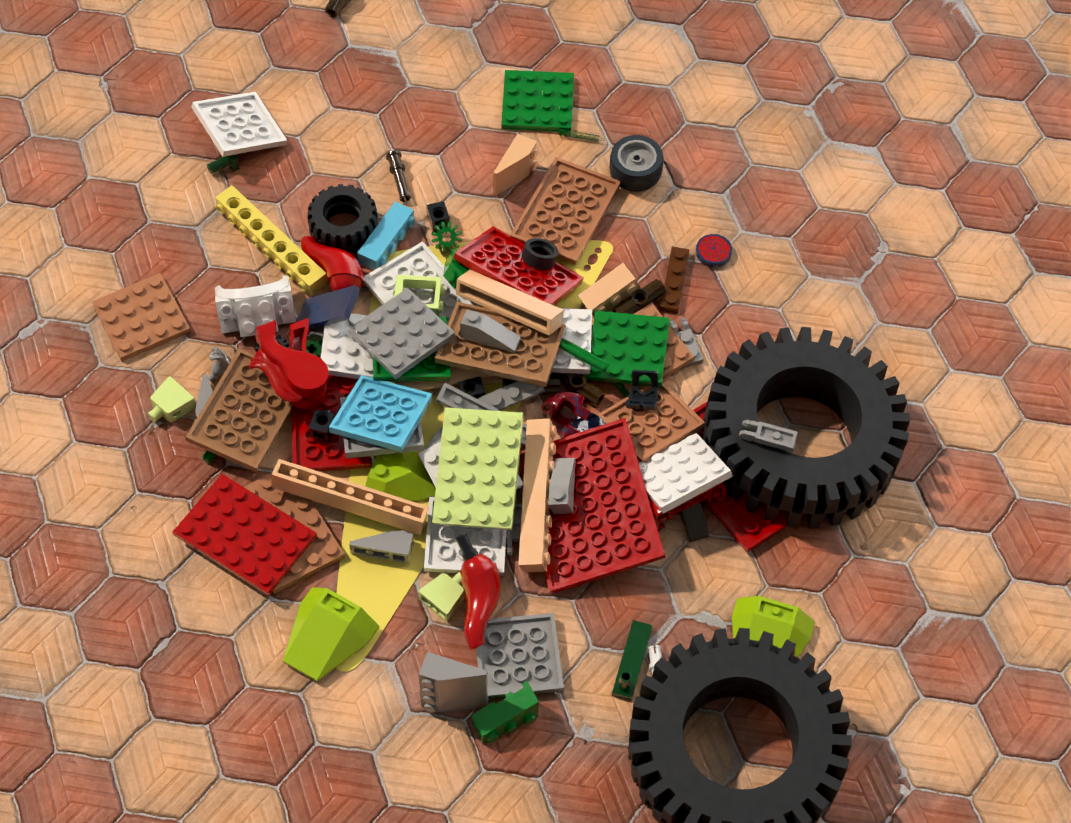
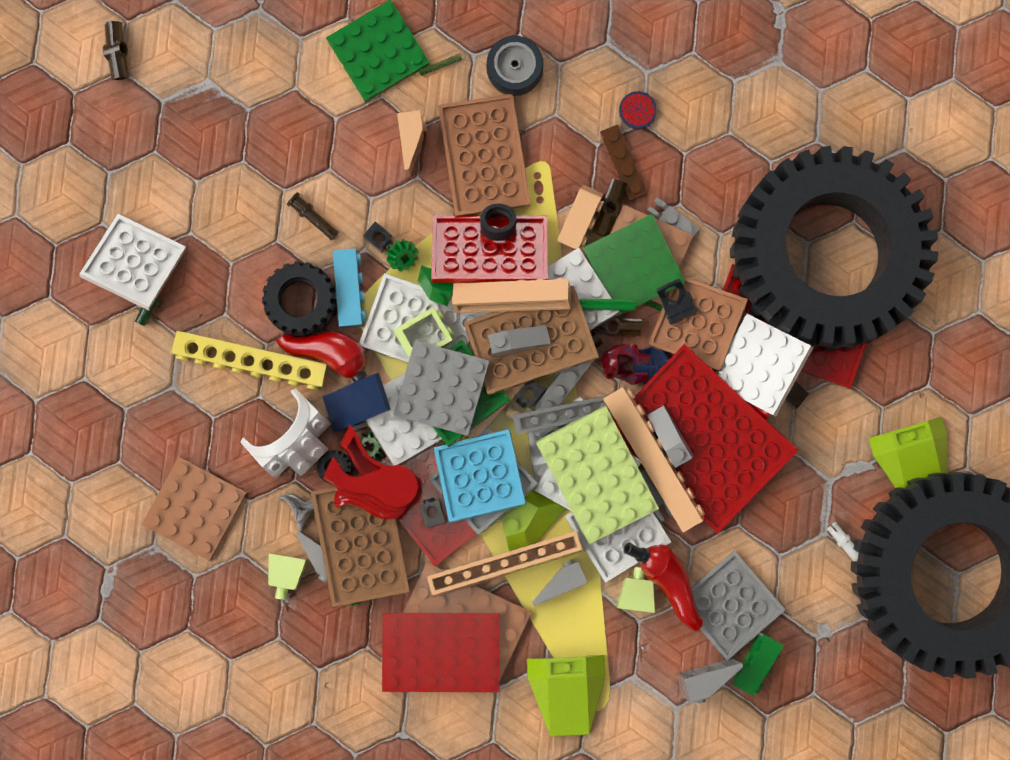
camera: 35 degrees left, 25 degrees up
(632, 660) = (819, 547): dark green piece -> none
(769, 435) = (825, 292): light grey hinge -> none

